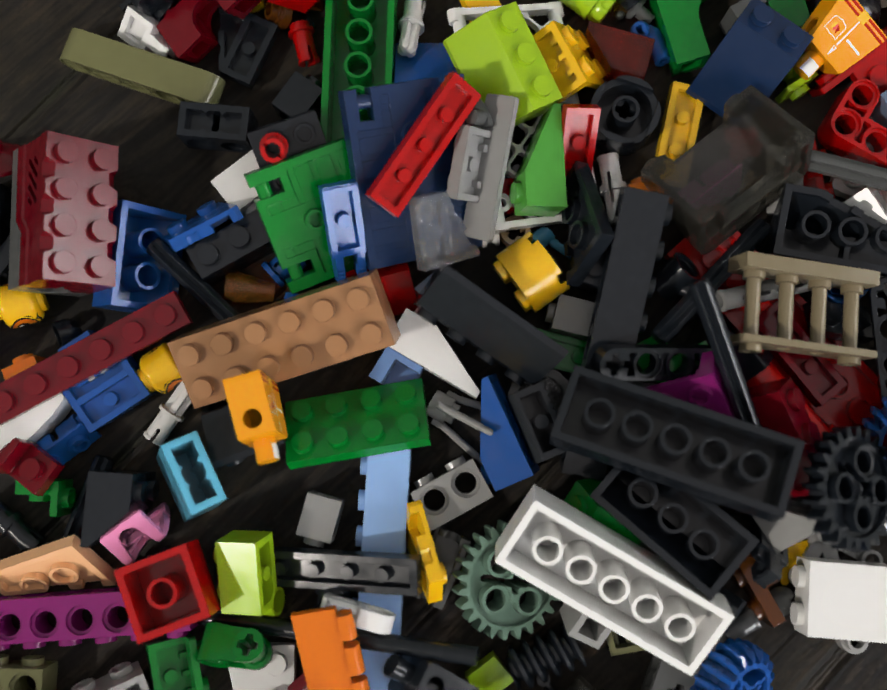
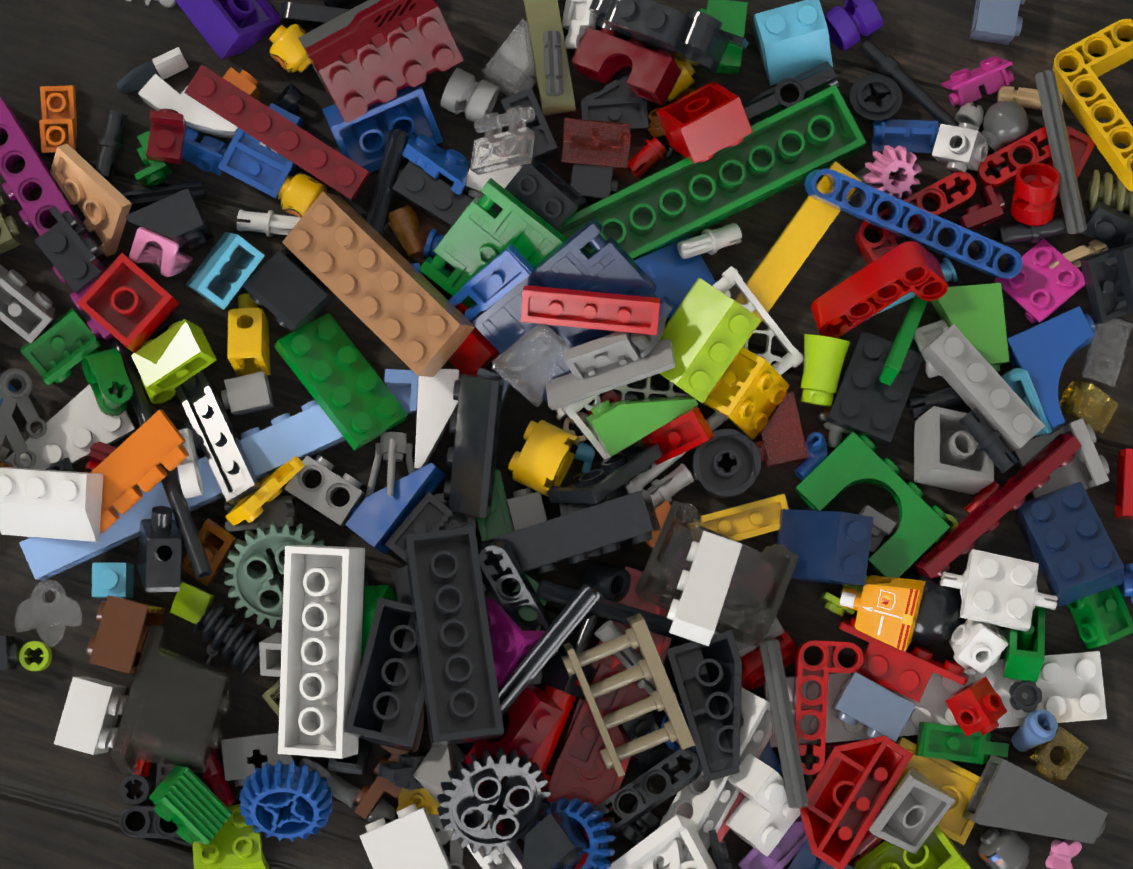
camera: 60 degrees right, 0 degrees up
(85, 618) = (74, 257): none -> black bracket
(150, 111) = (513, 63): none -> clear slope
(158, 166) = (469, 96): none -> light grey wheel
(170, 71) = (553, 63): none -> dark grey axle
(224, 151) = (504, 149): none -> clear plate
(256, 413) = (311, 288): light orange torso -> none
(265, 75) = (595, 142): none -> clear red hinge
(267, 490) = (248, 338): none -> yellow torso
(280, 140) = (523, 191): red pin -> none
(449, 626) = (217, 545): none -> reddish brown slope
(743, 182) = (704, 587): none -> white brick

